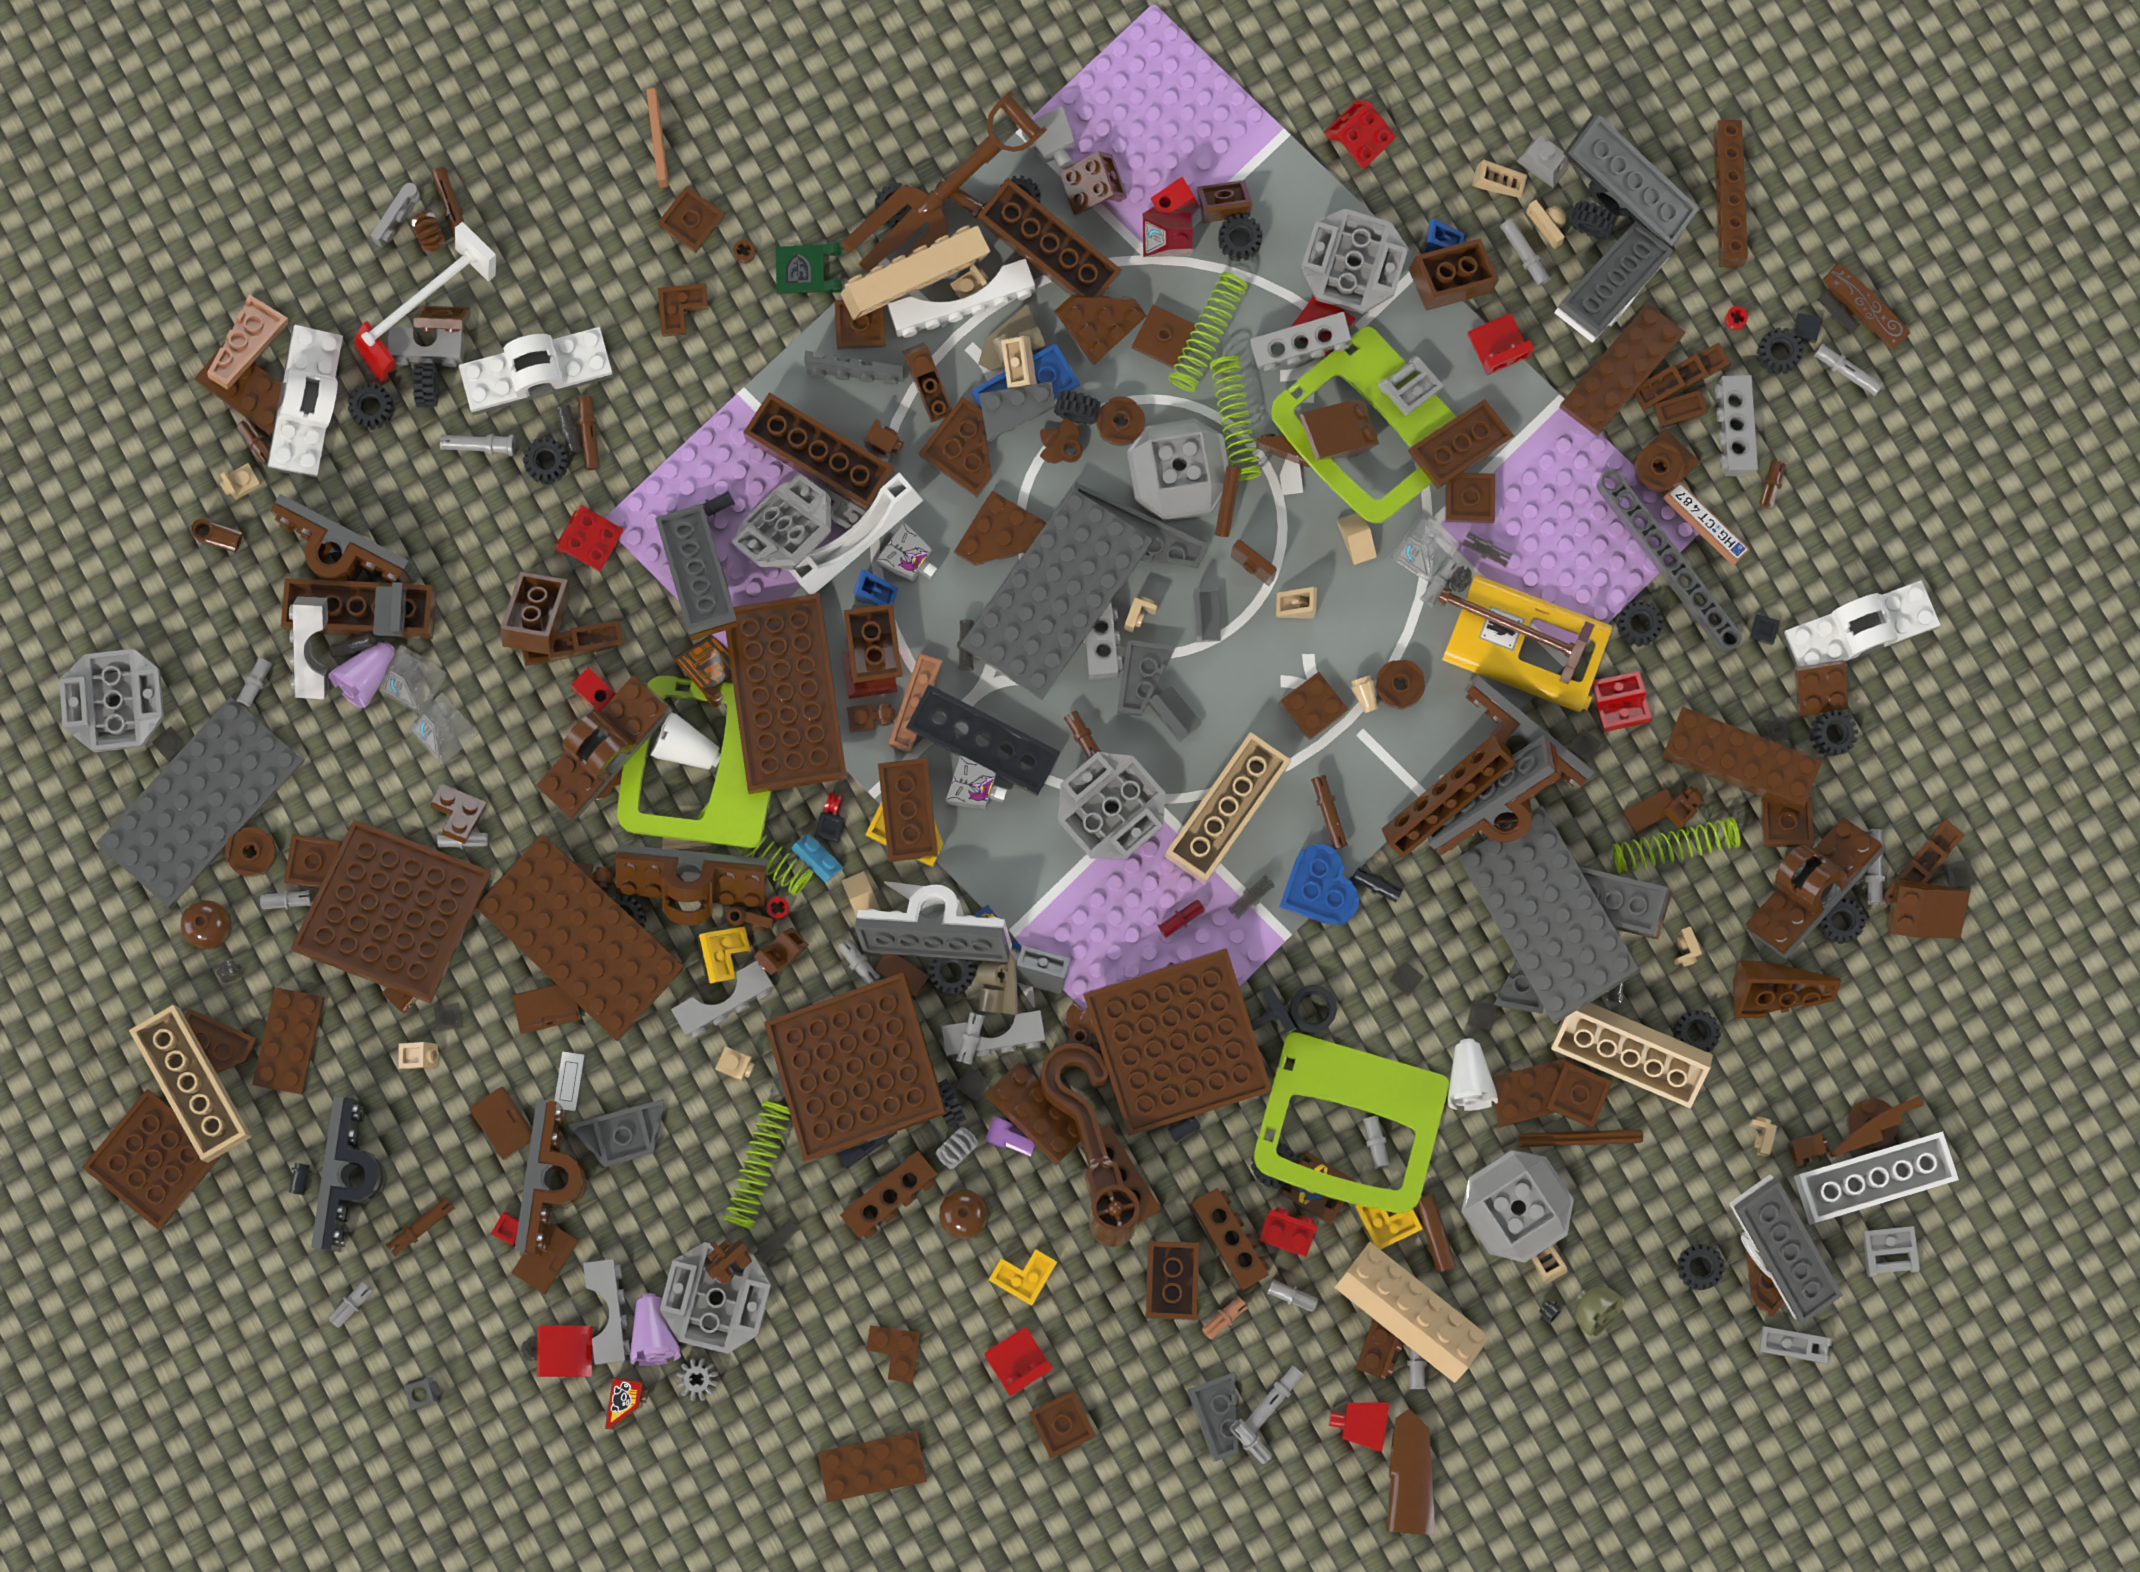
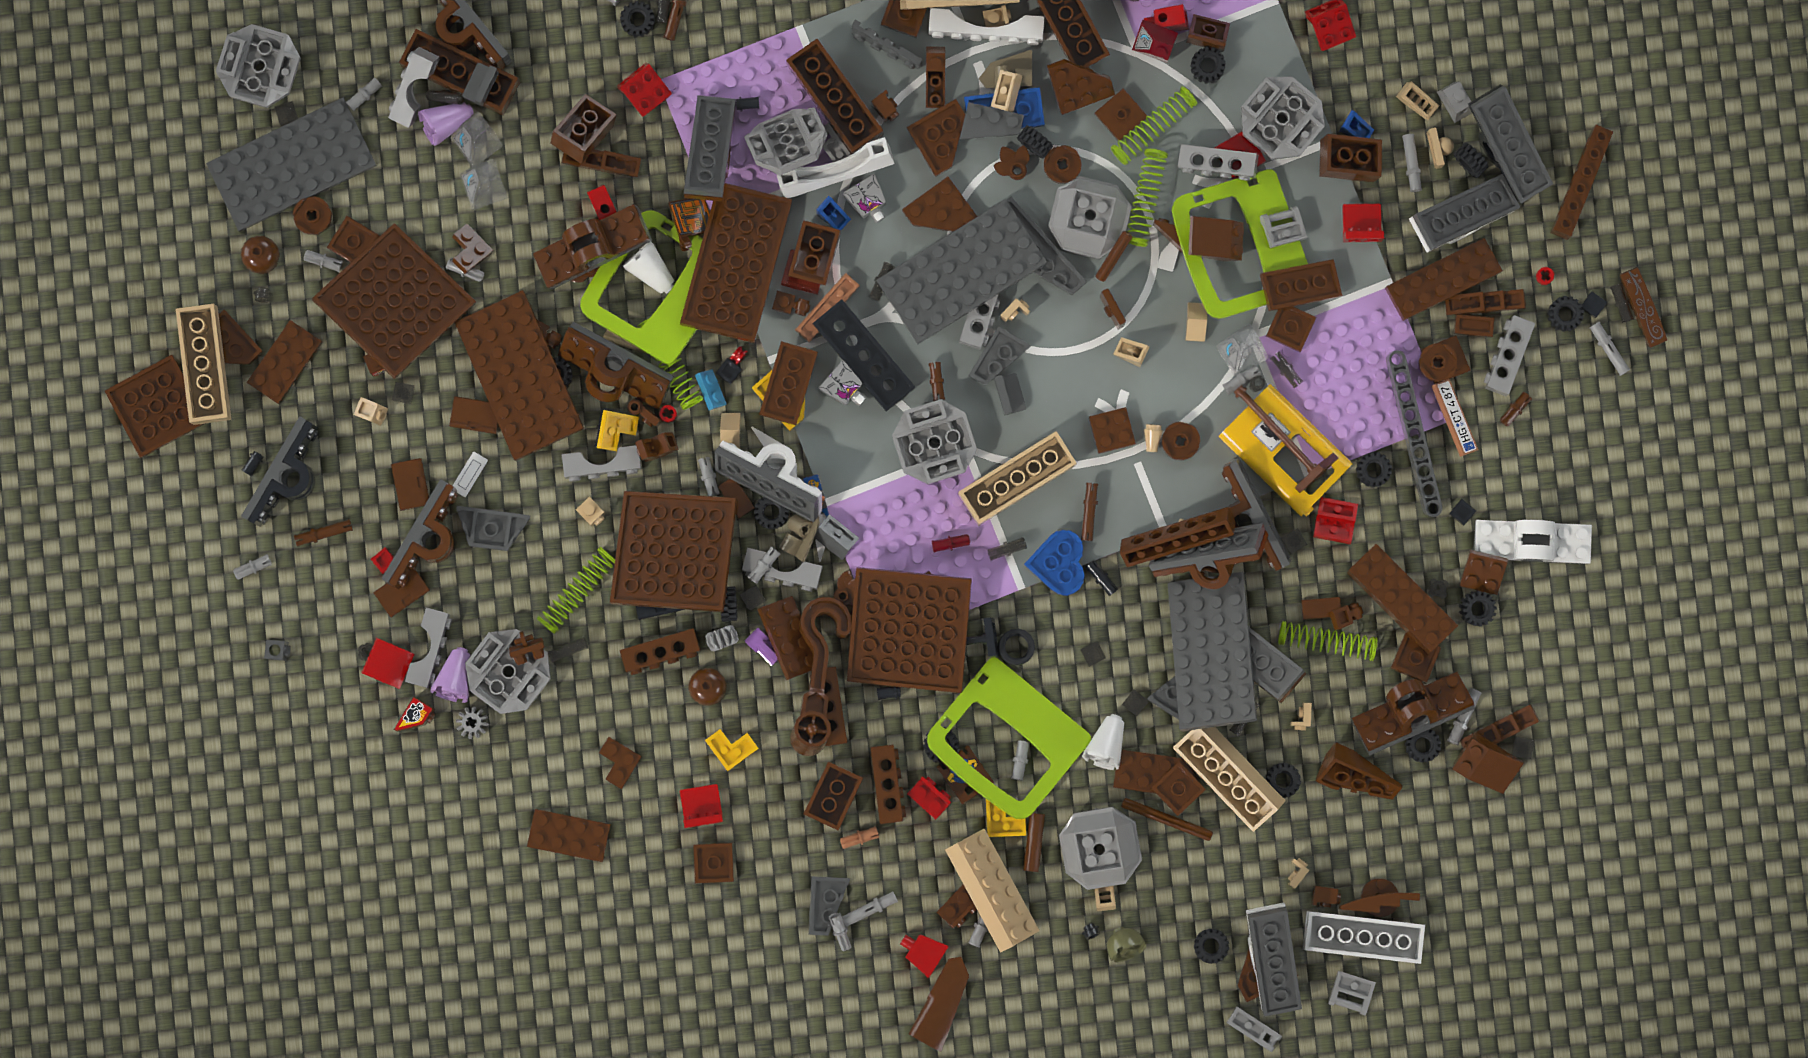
camera: 25 degrees right, 5 degrees up
(1206, 616) = (1063, 333): dark grey panel -> none
(1292, 1295) = (914, 842): light grey axle -> none

